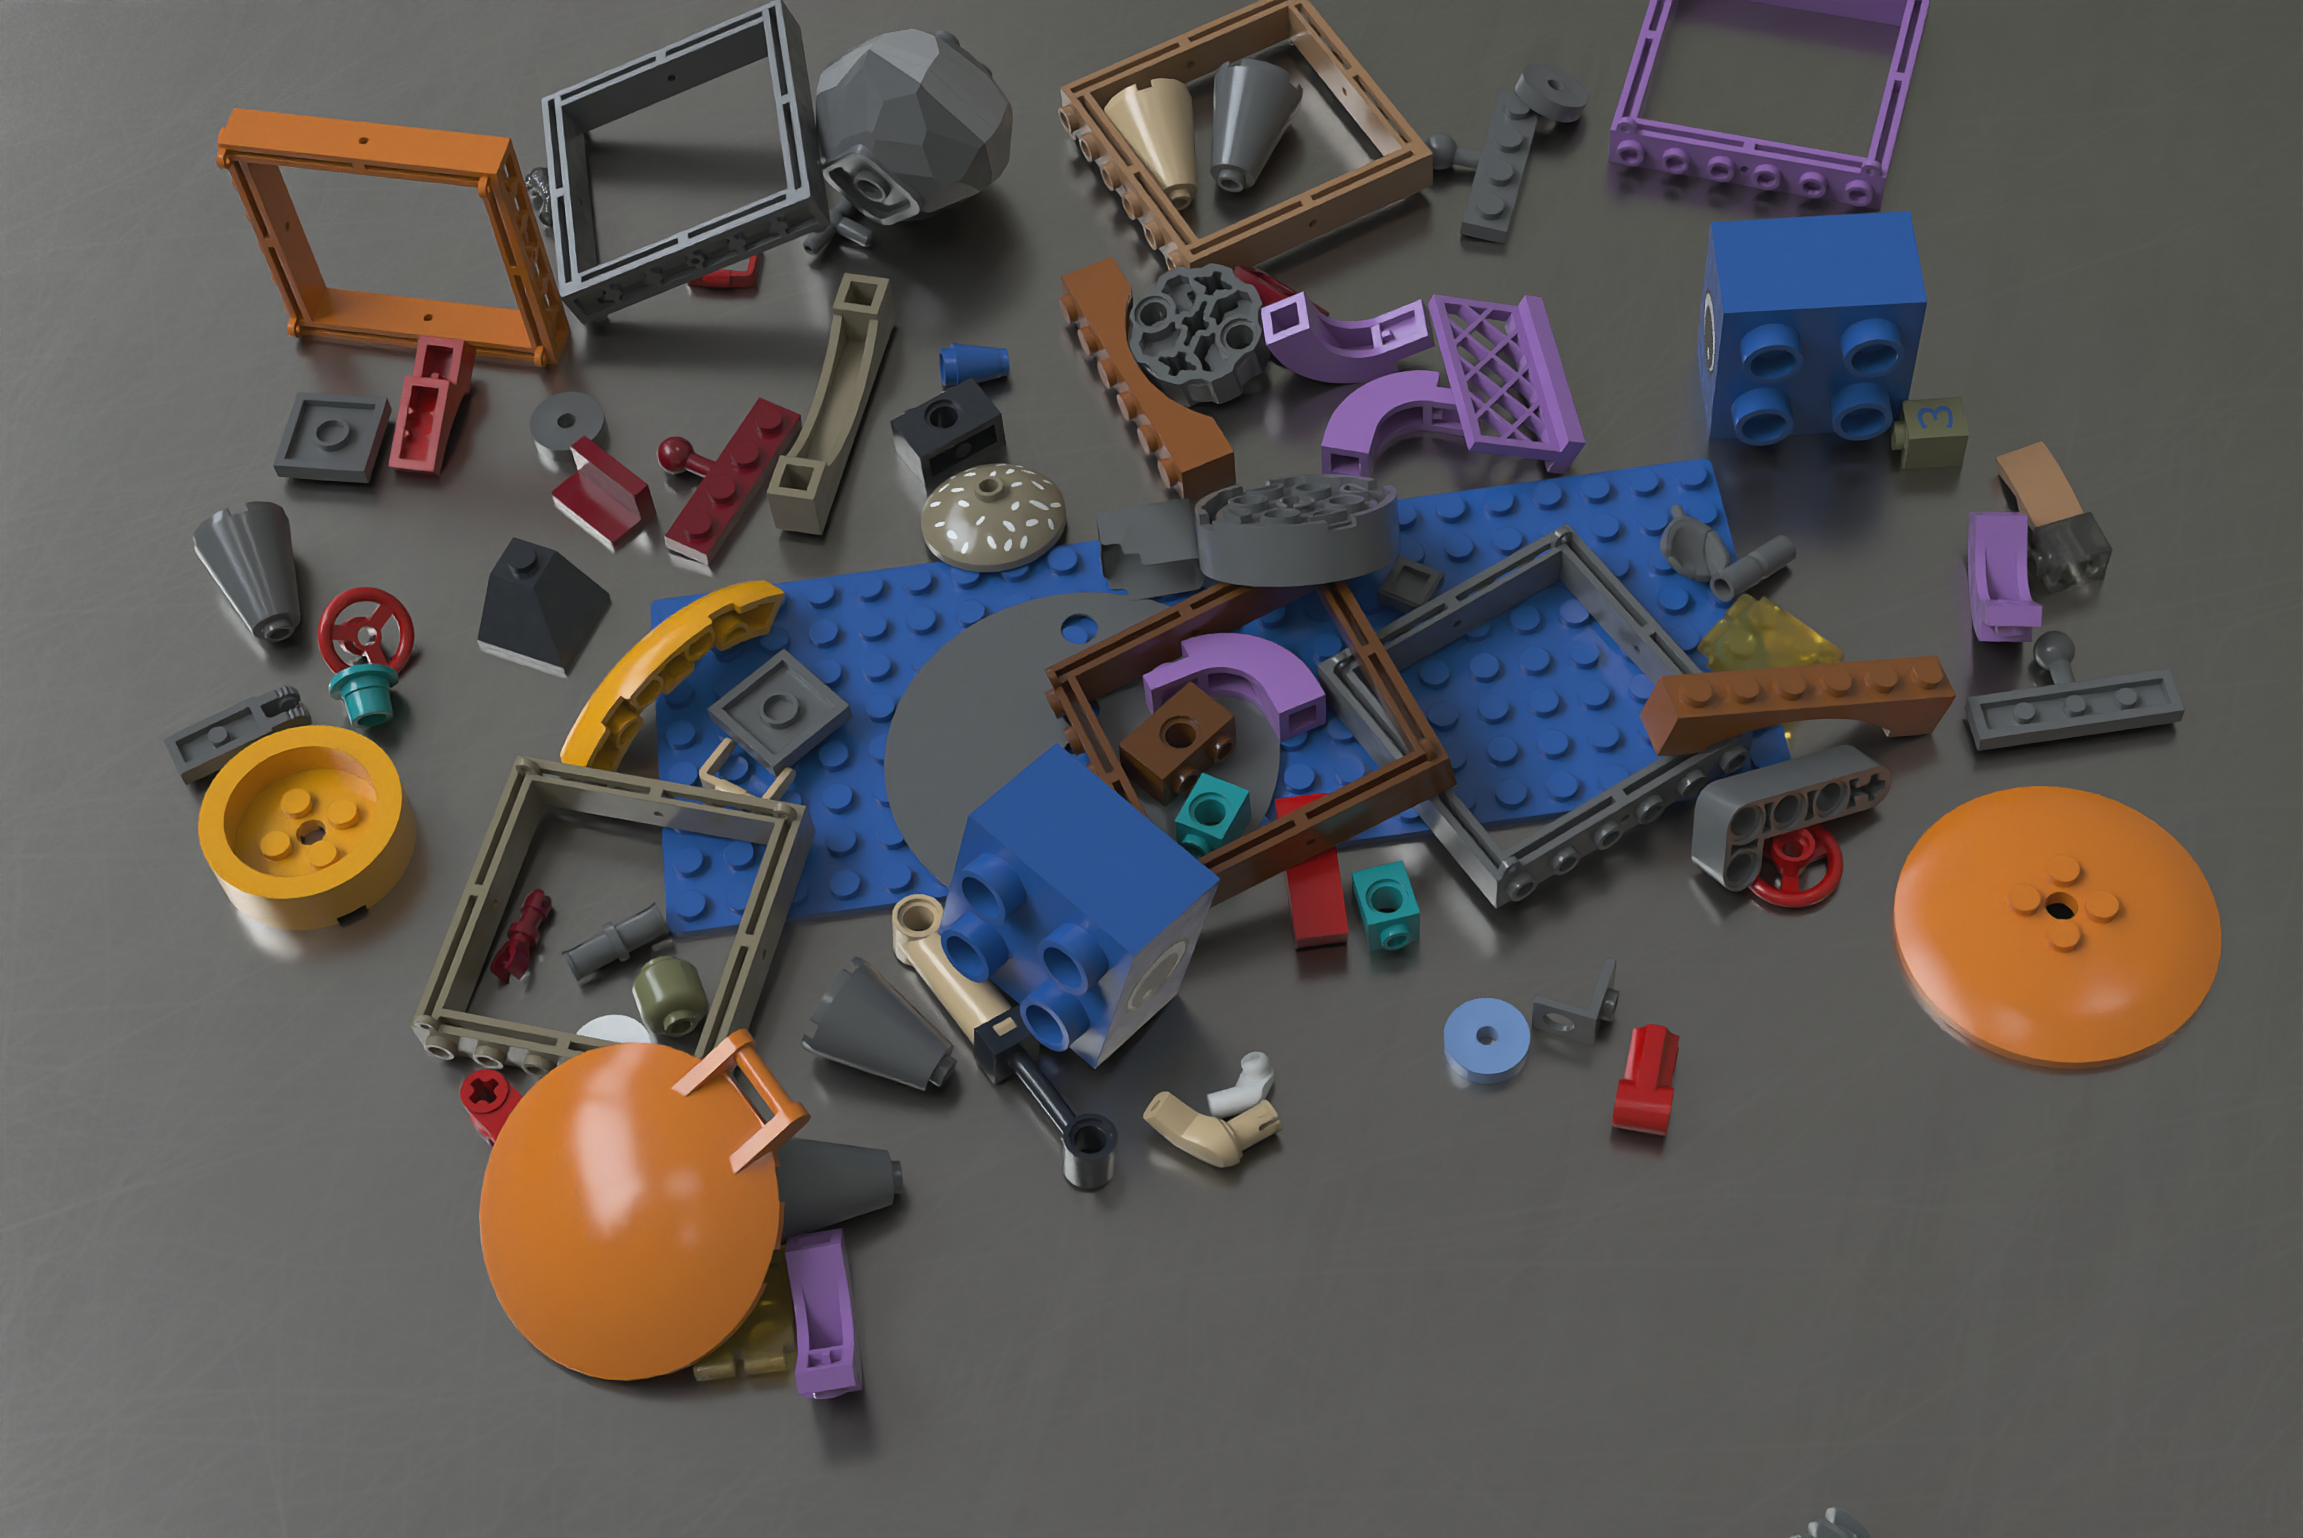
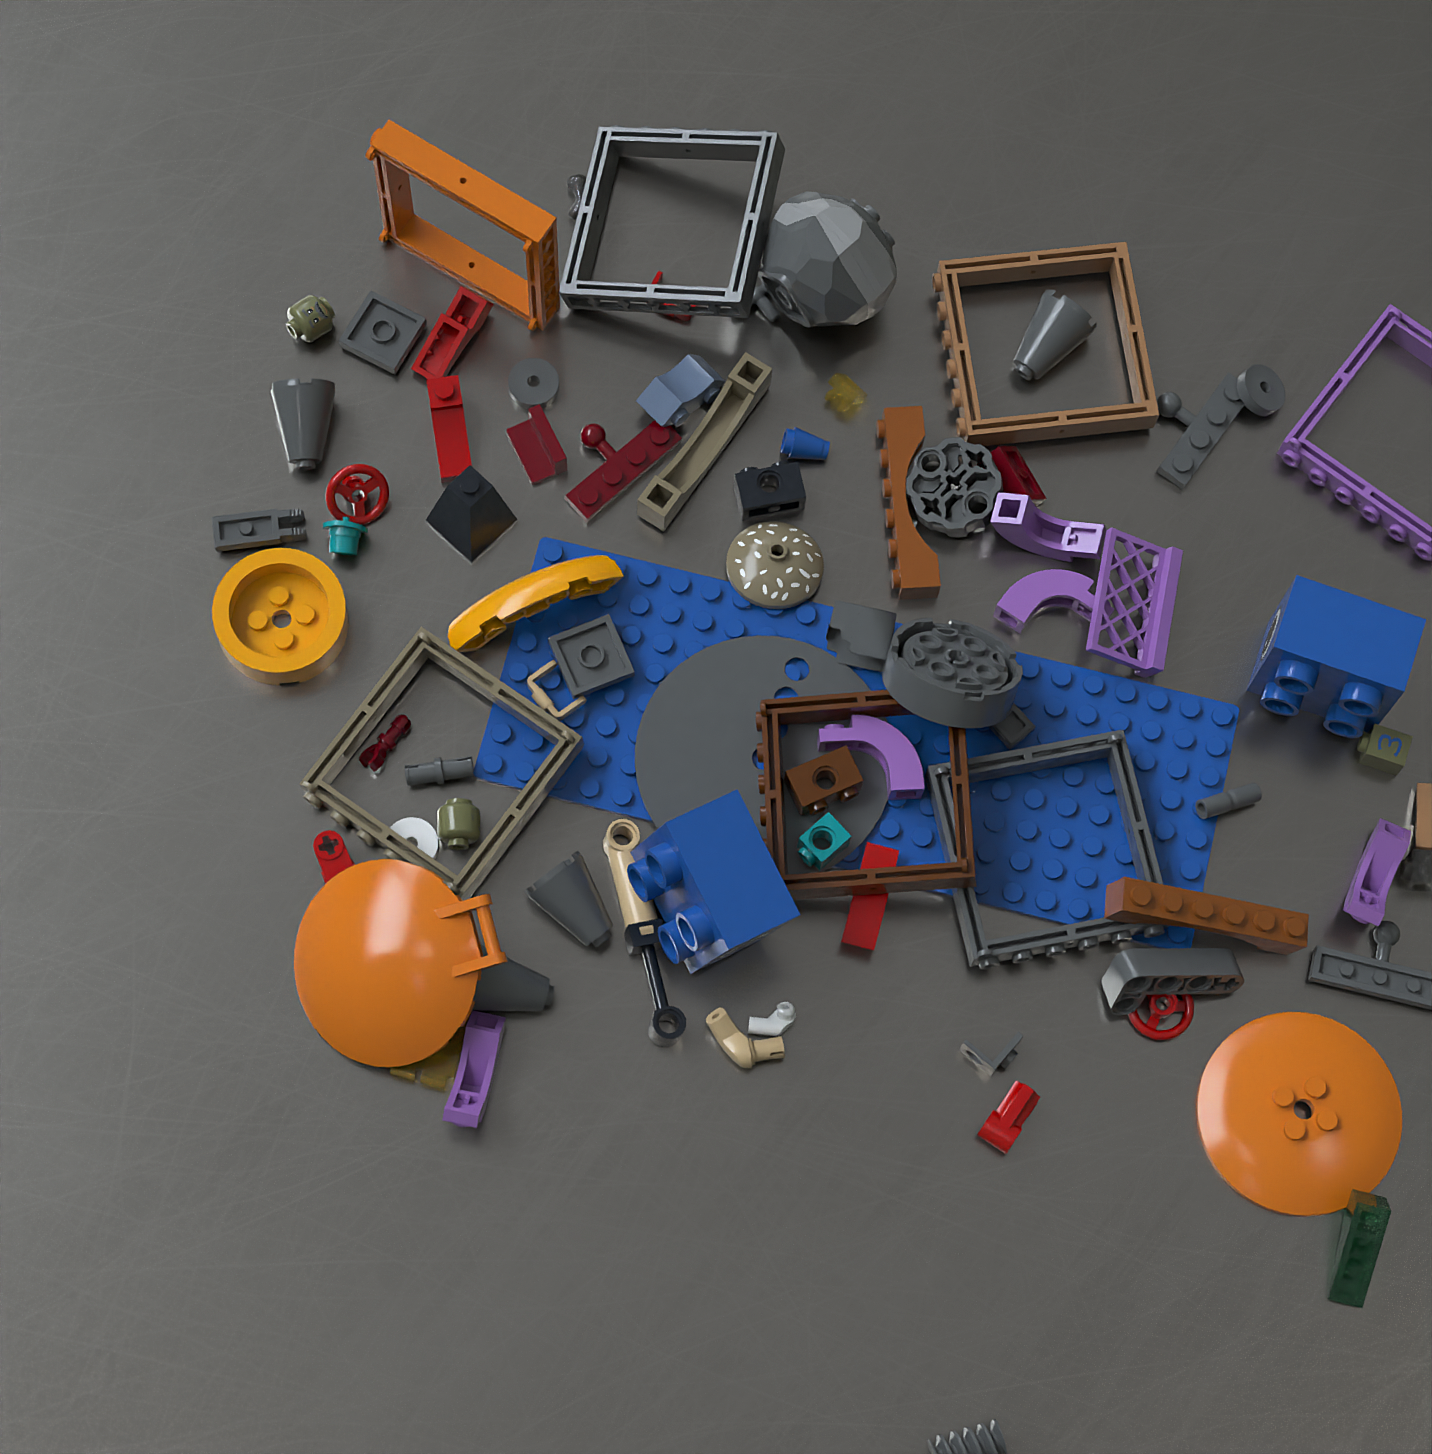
camera: 10 degrees right, 15 degrees up
(223, 452) = (310, 318): none -> olive head
(464, 506) = (449, 426): none -> red slope
(775, 357) = (681, 391): none -> sand blue brick
(1000, 281) = (847, 390): none -> clear yellow tile
(1161, 134) = (989, 326): tan cone -> none
(1386, 888) = (908, 926): teal brick -> none
(1486, 1062) = (928, 1064): medium blue piece -> none
(1693, 547) = (1196, 772): dark grey piece -> none
(1763, 636) = (1210, 860): clear yellow plate -> none
(2236, 1061) = (1358, 1247): none -> clear green slope

